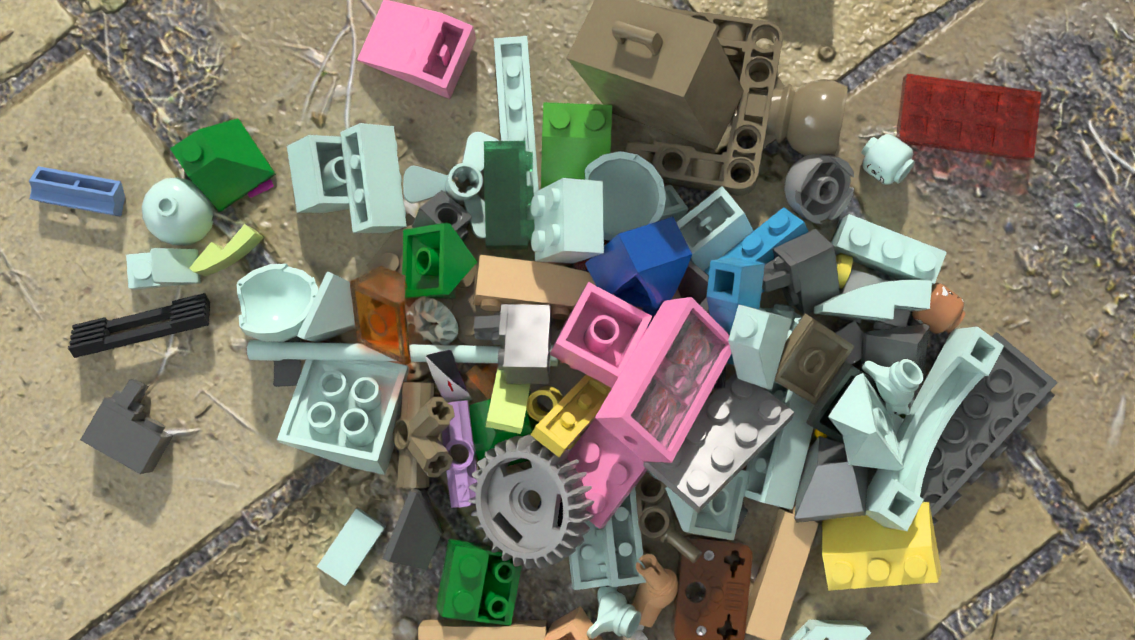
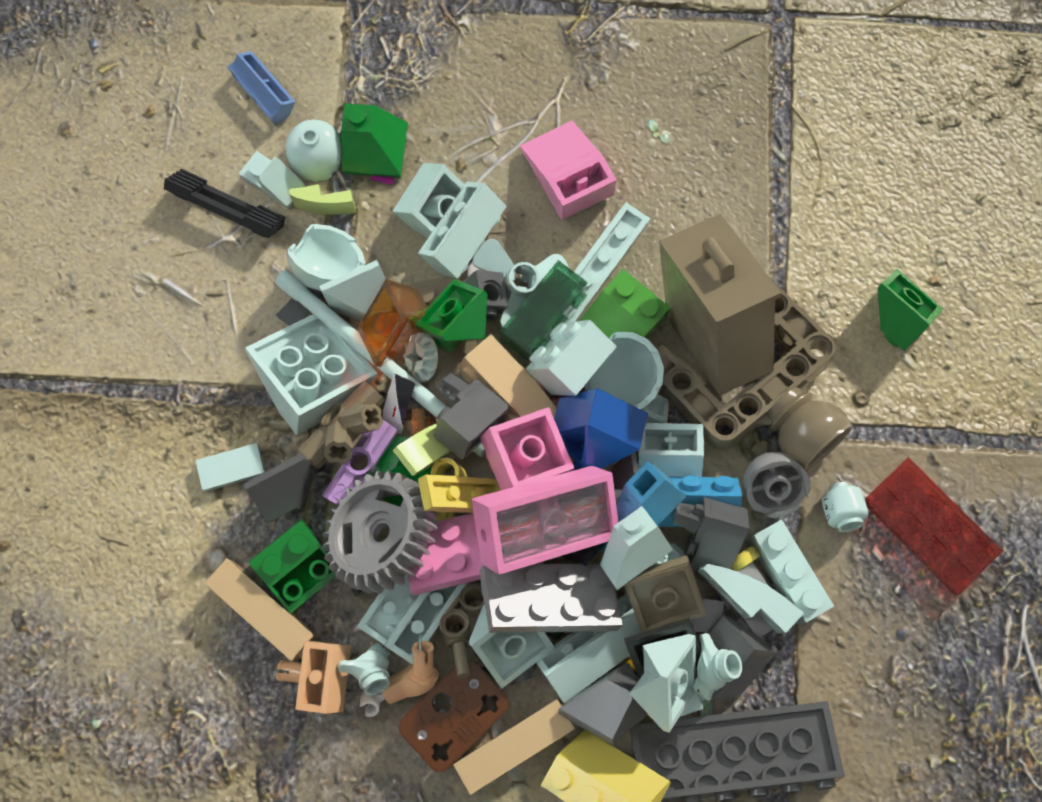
camera: 40 degrees right, 10 degrees down
(123, 433) = (153, 264): dark grey hinge -> none
(944, 312) = (796, 647): nougat head -> none
(962, 363) = (774, 700): light aqua arch -> none

